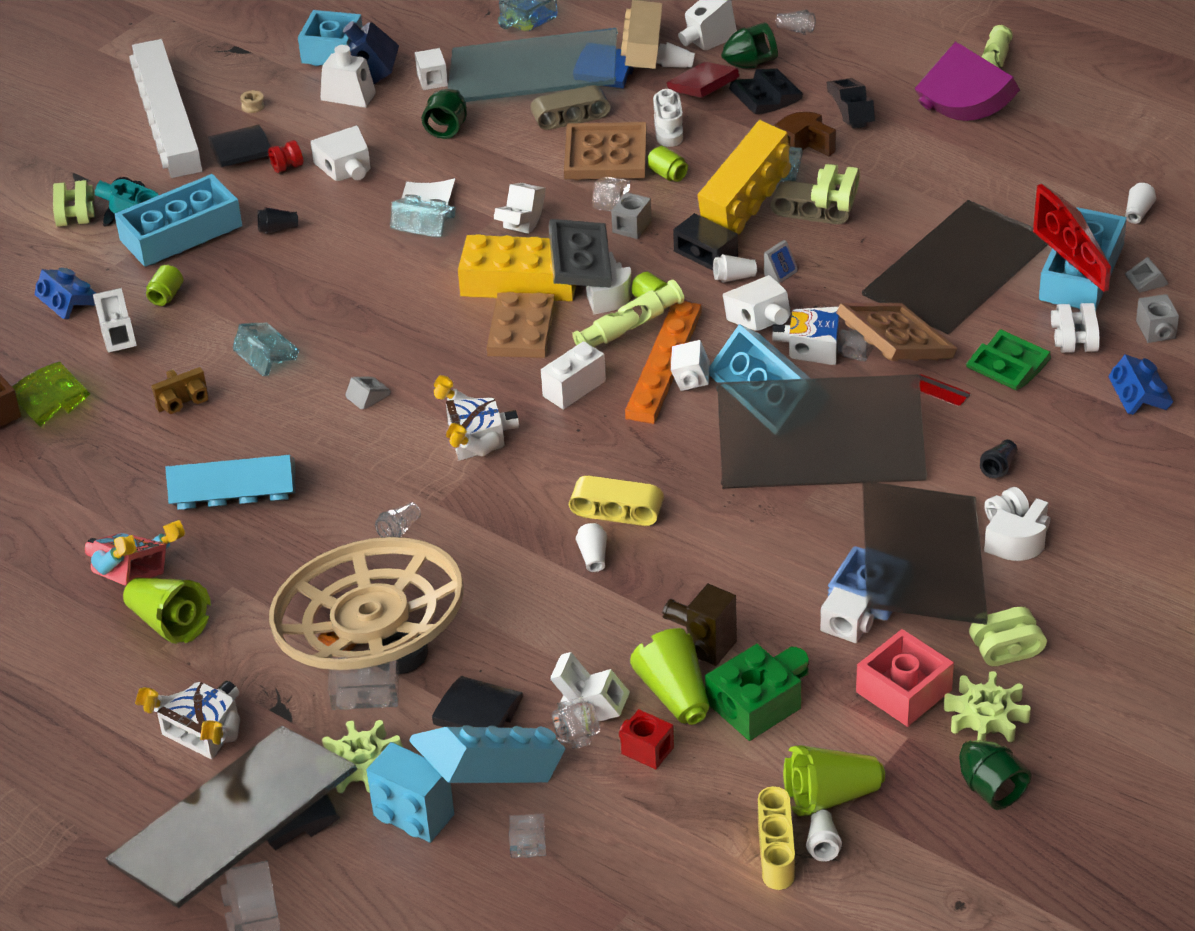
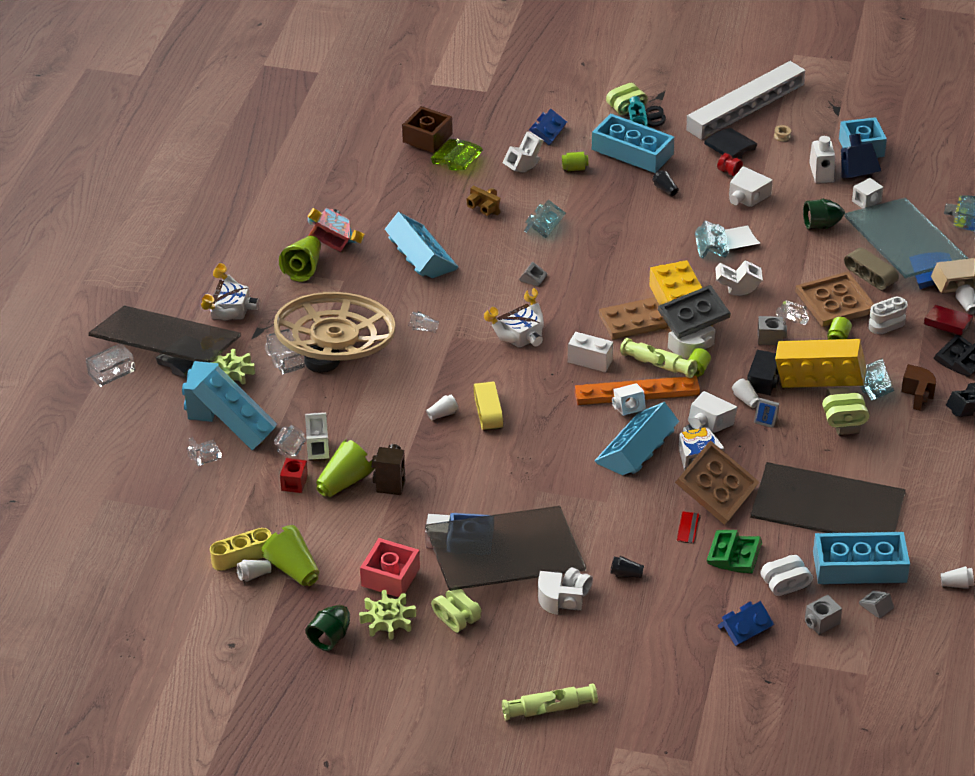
camera: 65 degrees right, 0 degrees up
(476, 704) = (289, 401): black slope -> none
(757, 689) = (353, 509): green brick -> none
(821, 431) = (594, 473): clear smoke piece -> none
(1070, 236) = (853, 532): red wedge -> none

